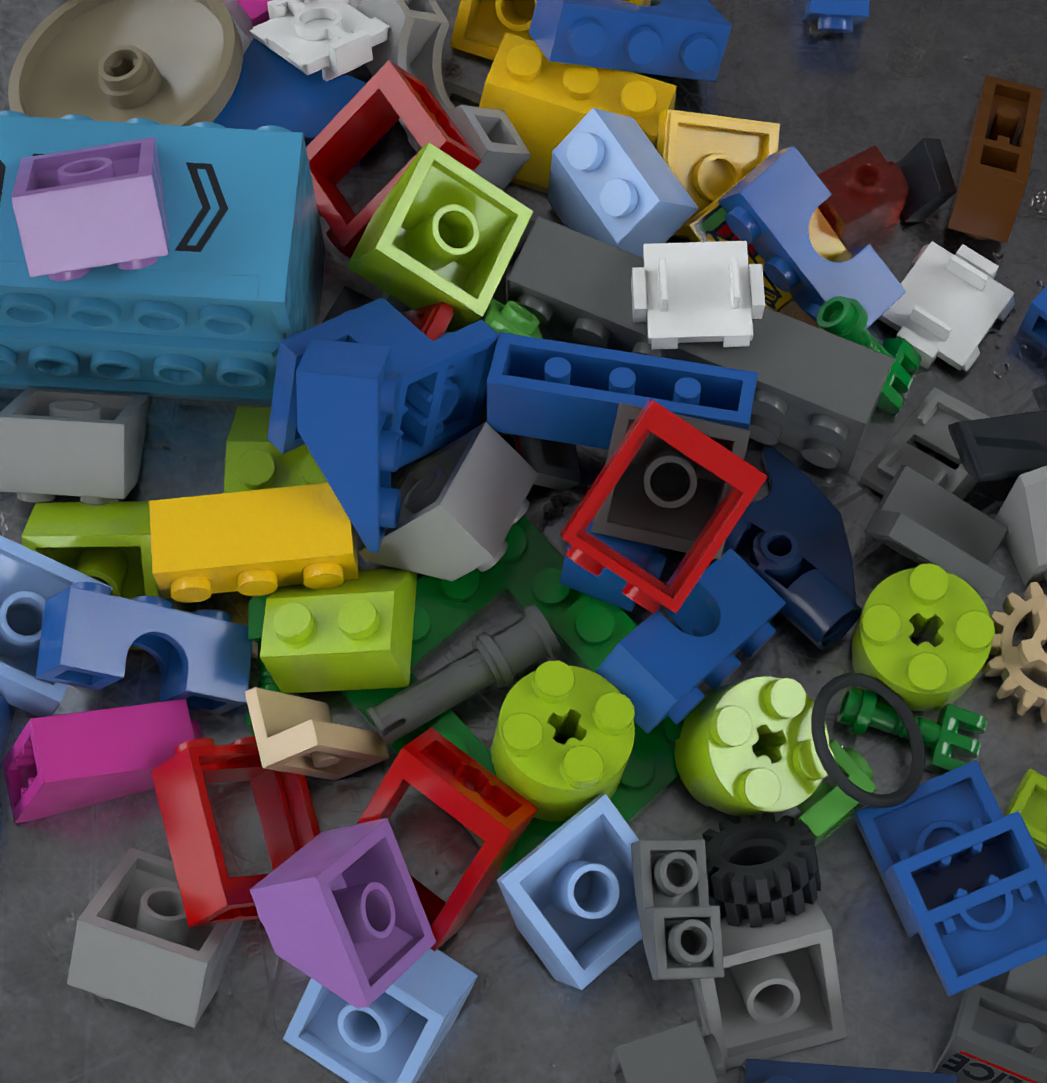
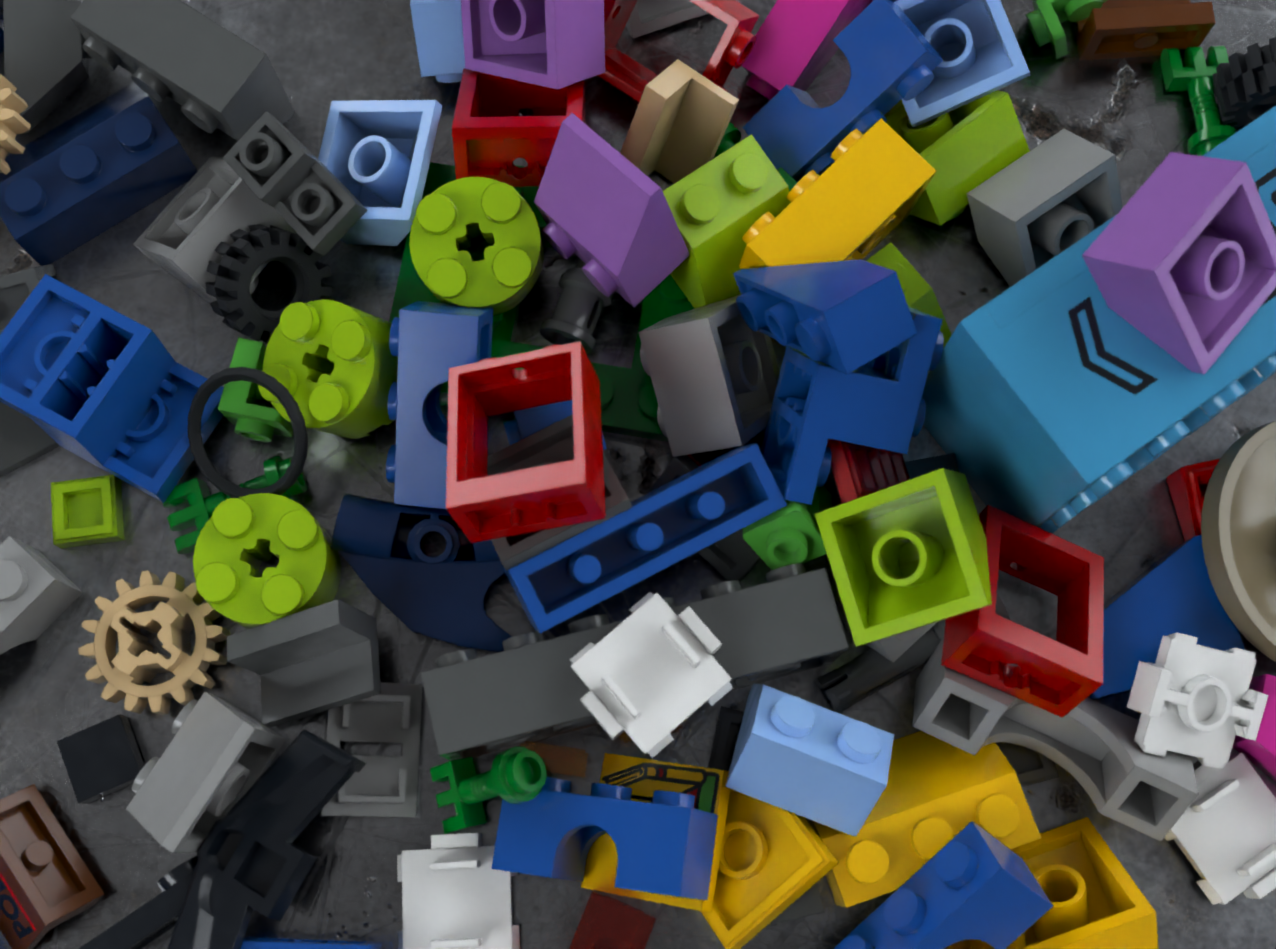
camera: 140 degrees right, 5 degrees up
(447, 656) = (607, 215): none -> medium lavender slope

